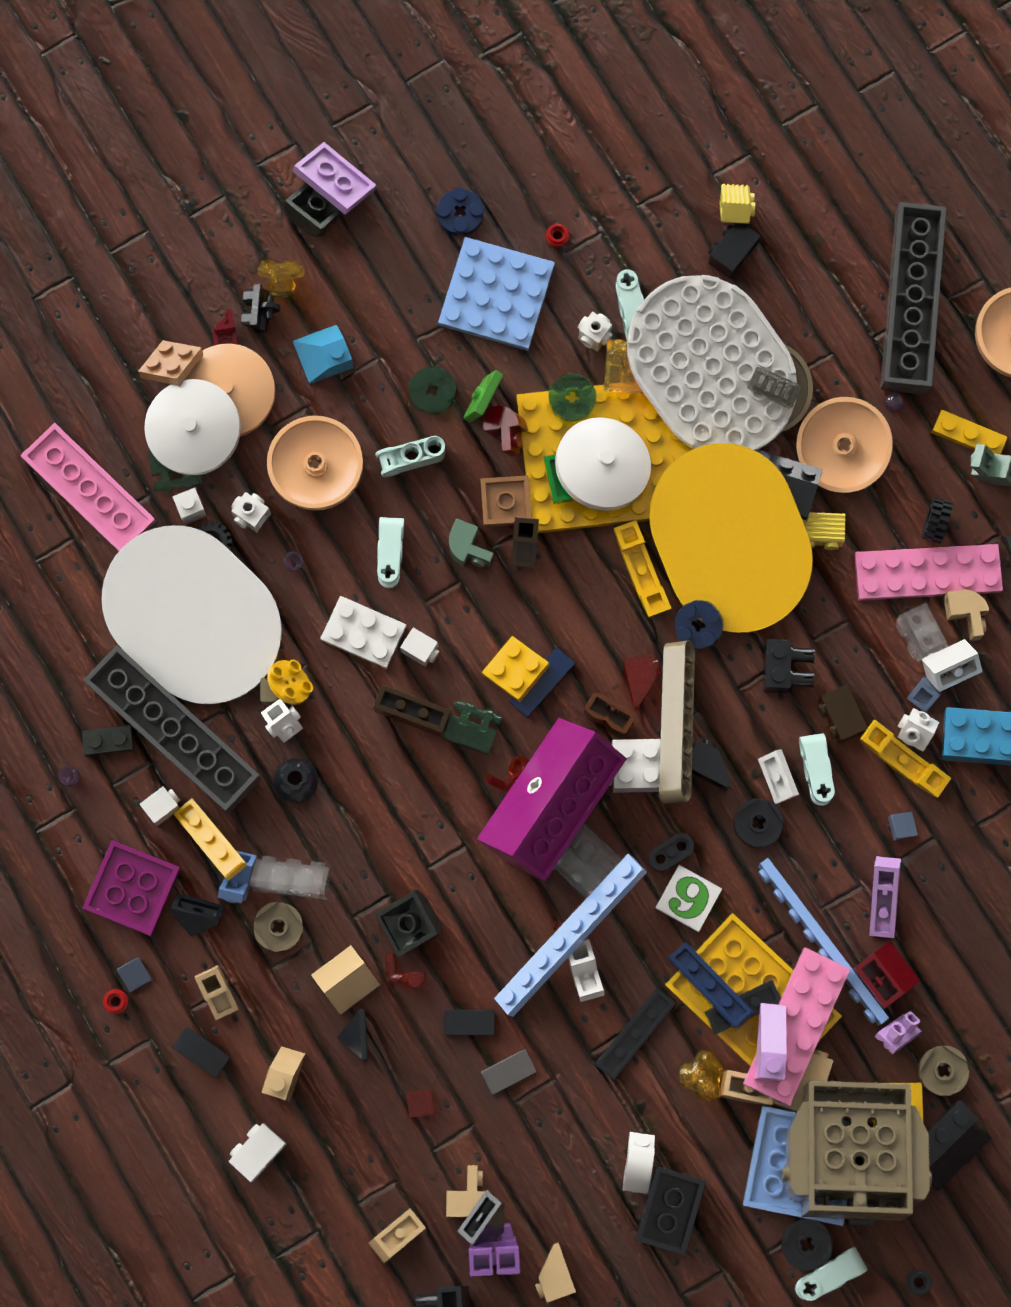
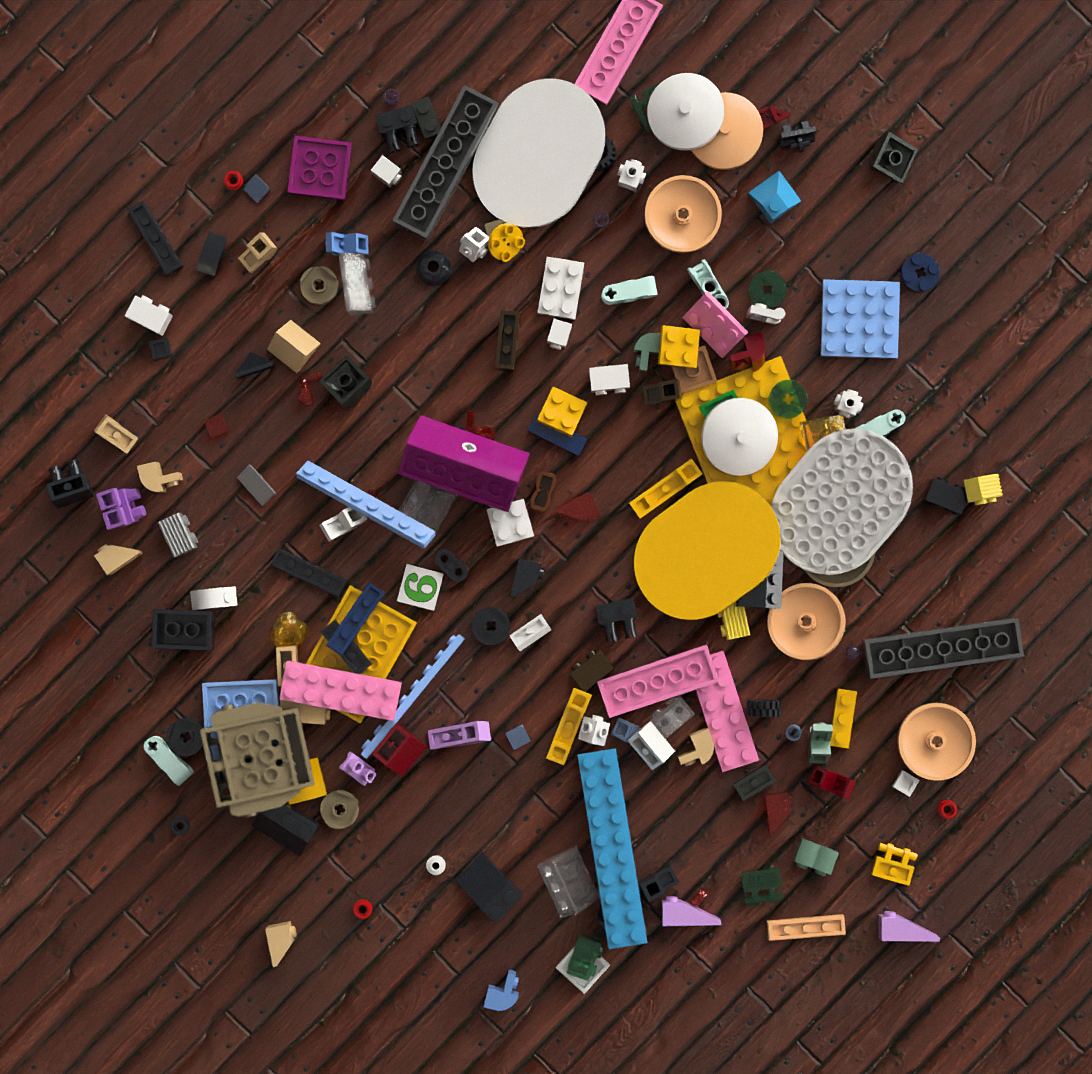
camera: 80 degrees right, 10 degrees up
(102, 776) = (397, 122): none -> black brick
(160, 1121) = (155, 238): none -> black tile
(171, 363) = (733, 80): plate -> none
(189, 506) = (623, 127): white brick -> none
(196, 914) = (314, 221): black slope -> none
(210, 839) = (369, 215): yellow tile -> none
(281, 276) = (828, 146): clear yellow plate -> none
(283, 1074) = (208, 318): tan slope -> none
(303, 1151) = (160, 349): none -> black tile
(334, 178) = (920, 165): lavender plate -> none
(459, 459) = (715, 324): none -> bright pink plate
(460, 401) = (761, 313): none -> white plate
(469, 1022) = (285, 446): black tile -> none
(471, 734) = (502, 390): clear green plate -> none
(475, 508) = (678, 346): none -> yellow plate
(483, 396) = (770, 329): bright green plate -> none
(484, 1220) = (139, 494): black slope -> none
(491, 600) = (609, 378): none -> white brick
(546, 1188) = (177, 534): none -> light grey brick
(557, 229) = (925, 350): red plate -> none
(677, 722) = (550, 544): beam -> none
(710, 616) = (625, 536): dark blue plate -> none
(771, 1043) = (320, 673): lavender slope -> none
(787, 403) = (834, 571): clear smoke slope -> none
(817, 767) = (546, 660): light aqua piece -> none
(875, 637) = (658, 681): none -> bright pink plate
(977, 492) = (796, 735): none -> sand blue hinge

